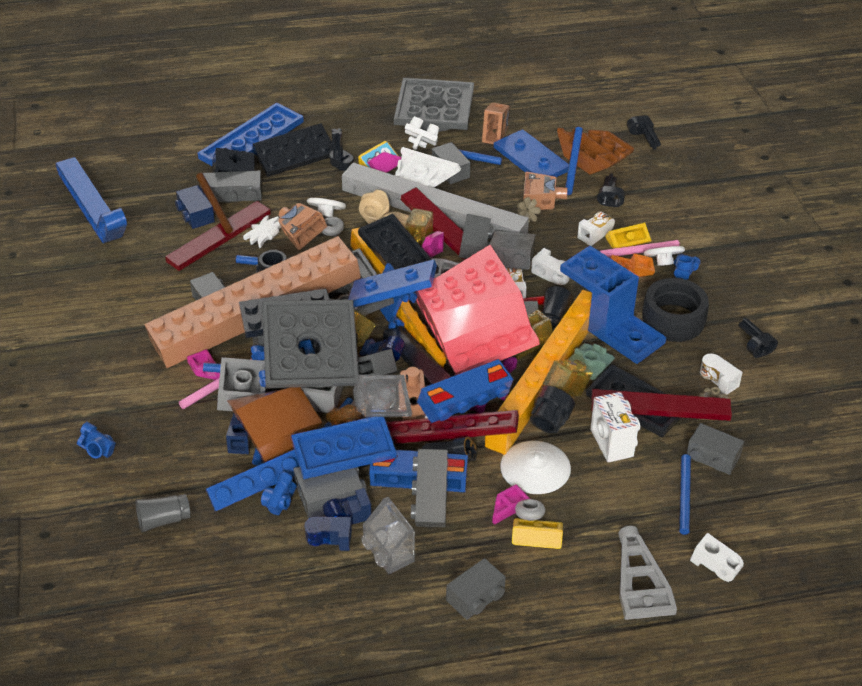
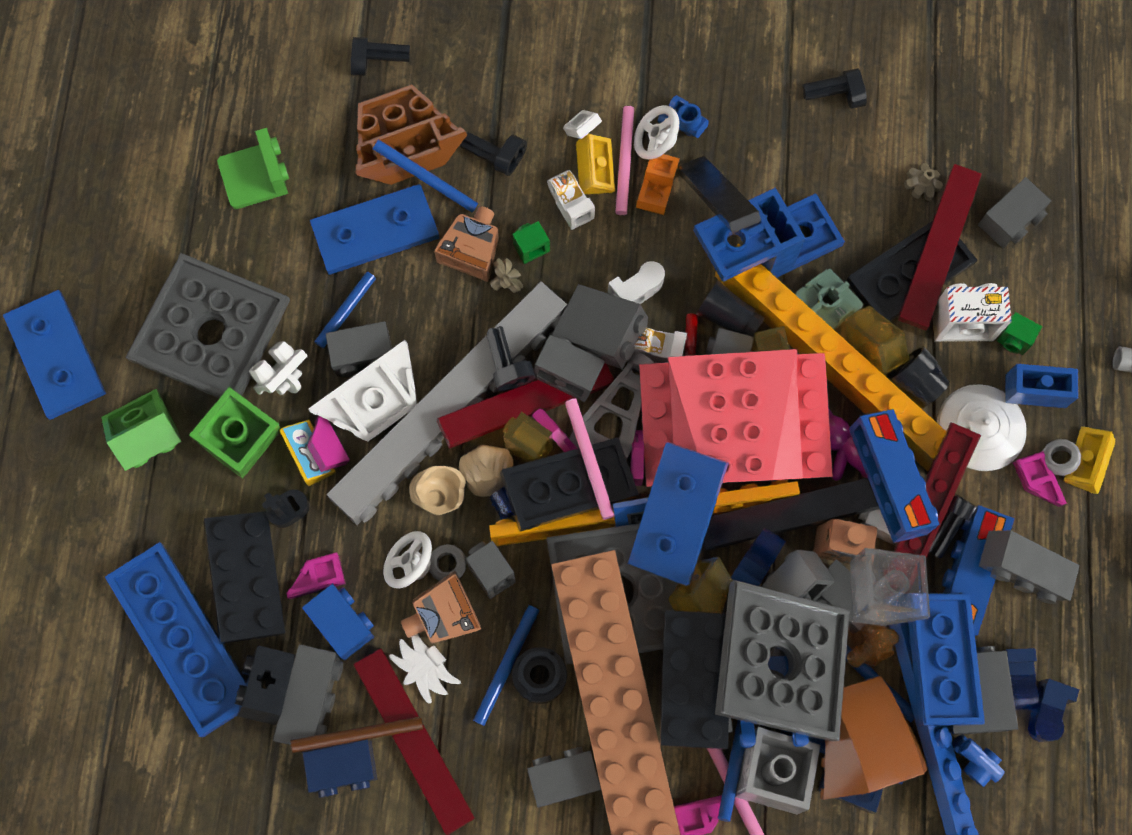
camera: 75 degrees left, 30 degrees up
(279, 188) = (339, 621): none -> blue brick
(306, 181) = (317, 576): none -> dark pink tile
(329, 226) = (490, 568): none -> dark grey brick
(364, 97) = (140, 430): none -> bright green slope
(375, 123) = (235, 432): none -> bright green slope
(389, 537) = (1088, 640): clear slope -> none
(396, 63) = (54, 354): none -> blue plate
(418, 251) = (589, 459): none -> bright pink bar
(458, 211) = (507, 374): none -> black piece
(495, 117) = (289, 252): nougat torso -> none
(542, 104) = (254, 172): none -> bright green bracket
(555, 215) = (531, 241): none -> green plate
(578, 480) = (1041, 386): none -> blue brick
(601, 247) = (719, 194): none -> black tile
(616, 466) = (1019, 334): none -> green plate
(651, 221) = (582, 124): none -> white tile
(680, 293) = (783, 133): black tyre -> none
(685, 494) = (1066, 273): blue bar -> none
(721, 373) = (891, 154): white leg -> none

